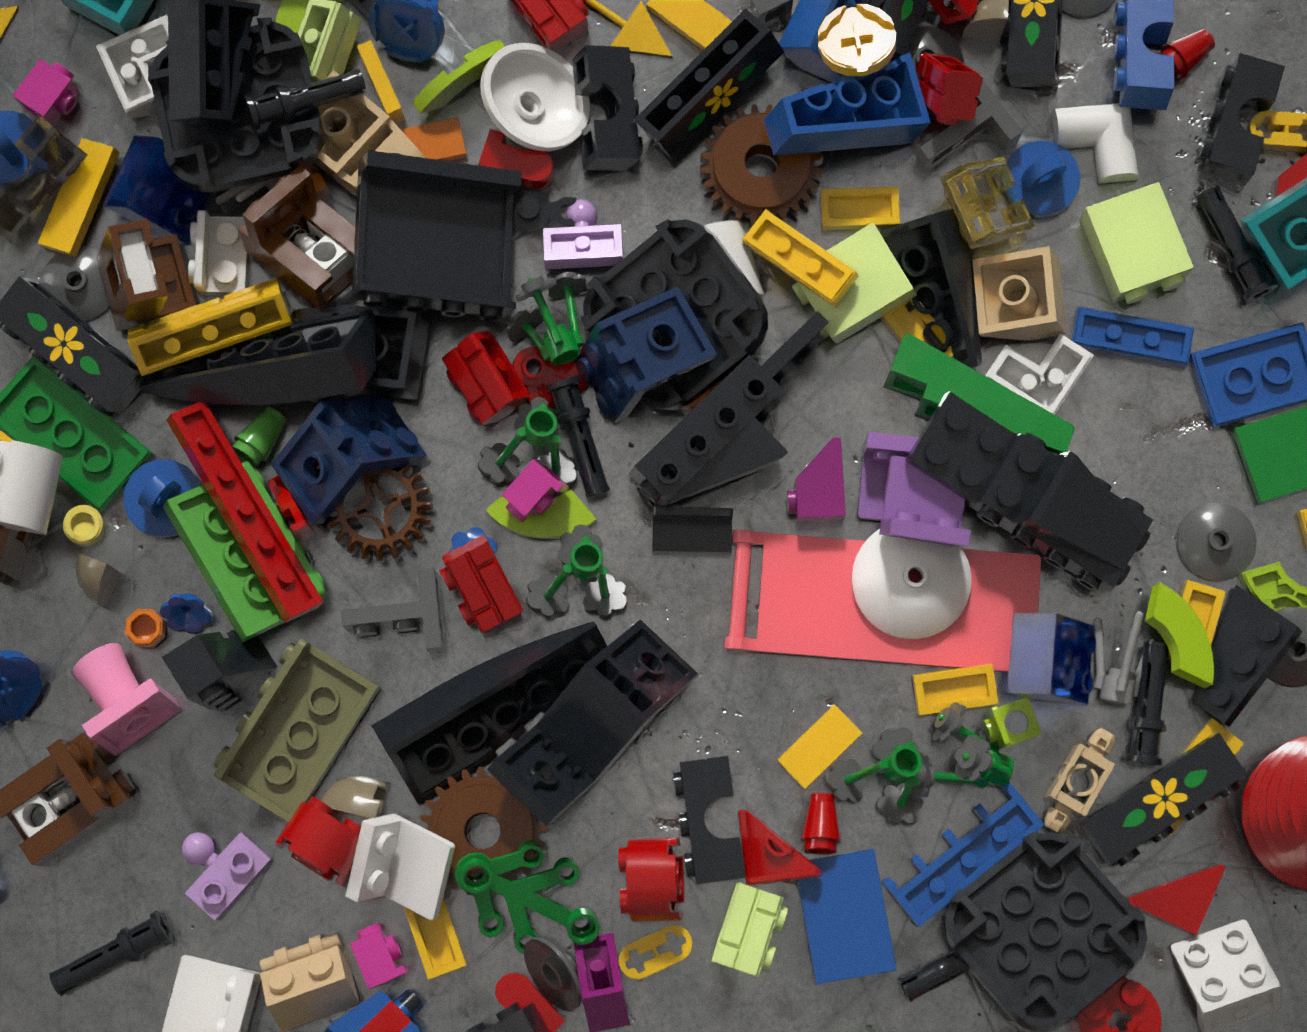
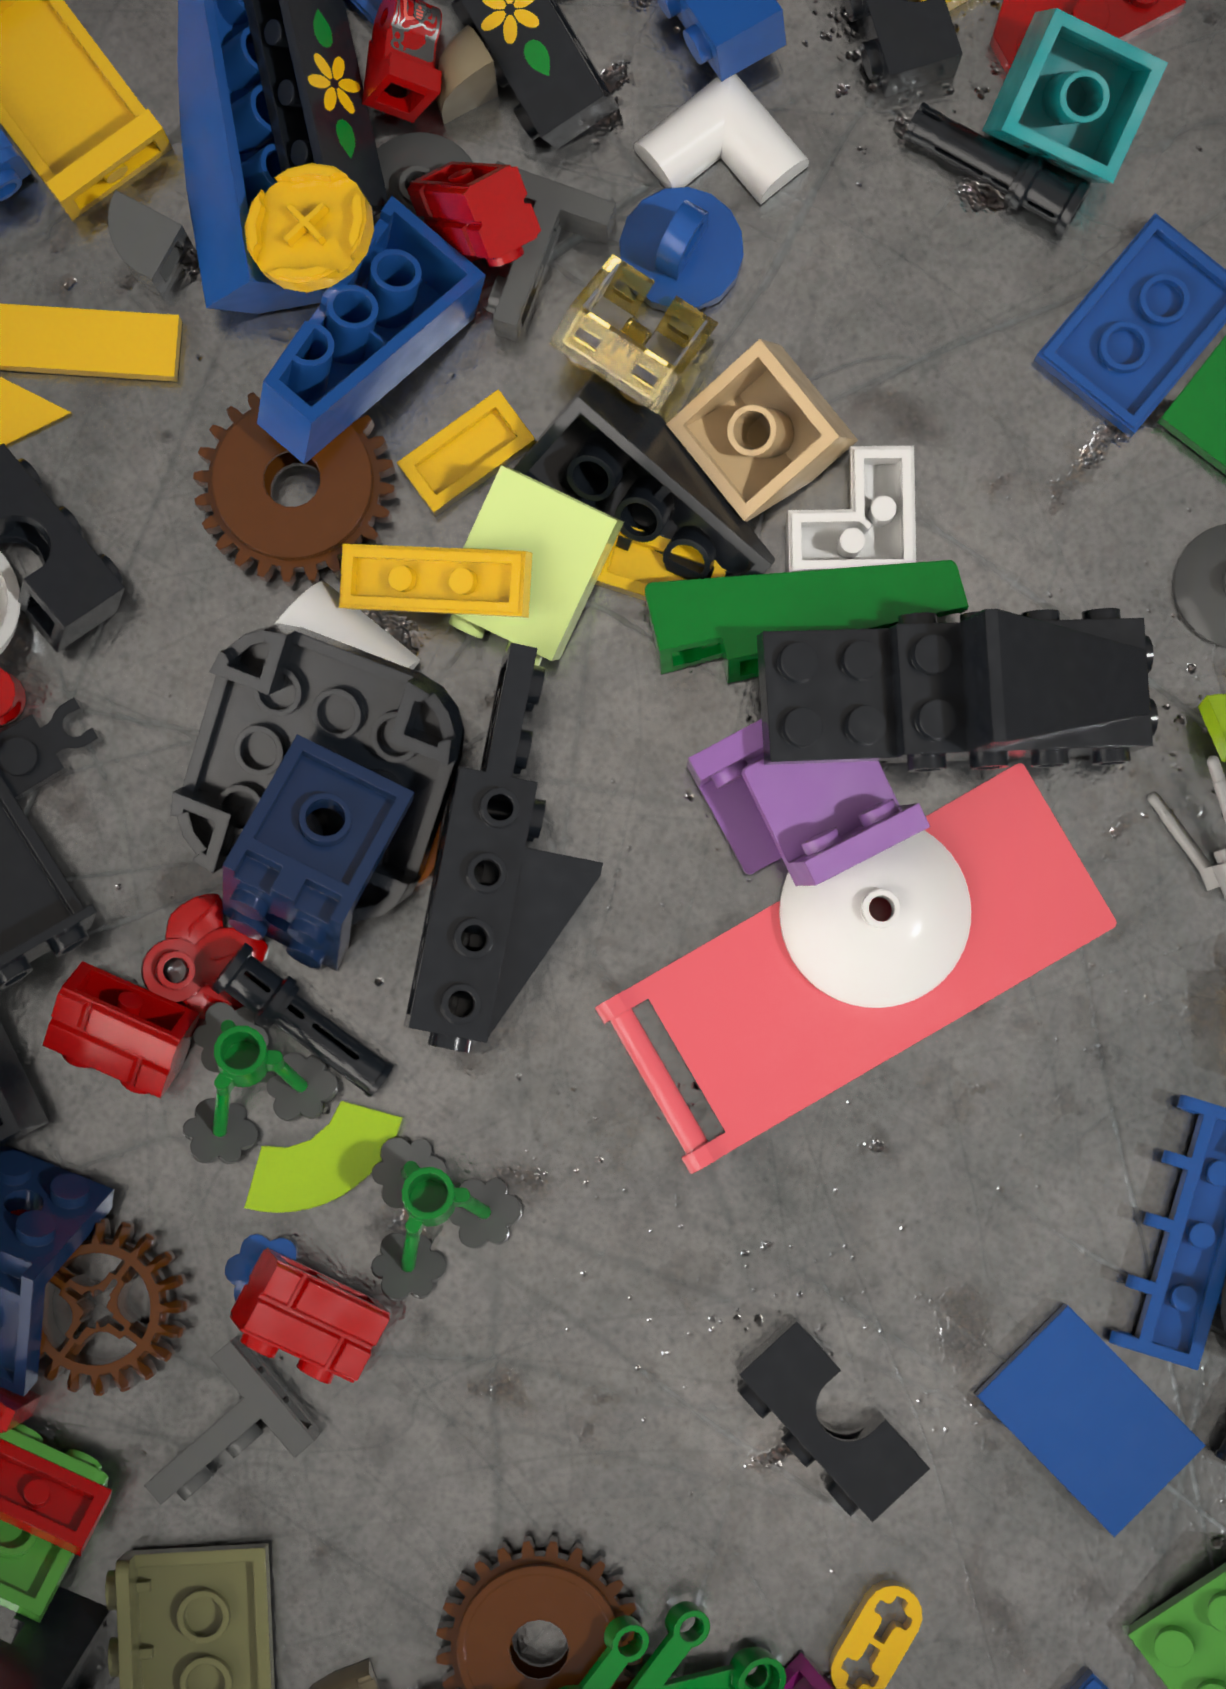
camera: 35 degrees left, 5 degrees up
(481, 708) = (423, 1482): black wedge -> none
(533, 491) = (292, 1142): dark pink brick -> none
(559, 343) = (190, 918): plant -> none
(584, 243) = (129, 752): lavender plate -> none
(592, 722) = (588, 1407): black bracket -> none
(652, 879) = (809, 1556): red brick -> none
(692, 530) = (541, 1047): black panel -> none
(710, 84) = (150, 420): black brick -> none
(748, 930) = (978, 1529): yellowish green brick -> none
(769, 856) = (939, 1410): red tile -> none
(819, 746) = (904, 1218): yellow tile -> none
(820, 488) = (672, 872): magenta slope -> none
(821, 825) = (978, 1322): red cone -> none
(899, 762) = (1035, 1181): dark grey plant -> none
(967, 686) = (1030, 1019): yellow tile -> none
(977, 759) = (1126, 1105): dark grey plant -> none
(995, 724) = (1117, 1033): lime bracket -> none
(1051, 658) = (1130, 894): clear blue slope -> none
(1132, 337) = (944, 384): blue tile -> none
(1137, 243) = (868, 254): yellowish green brick -> none

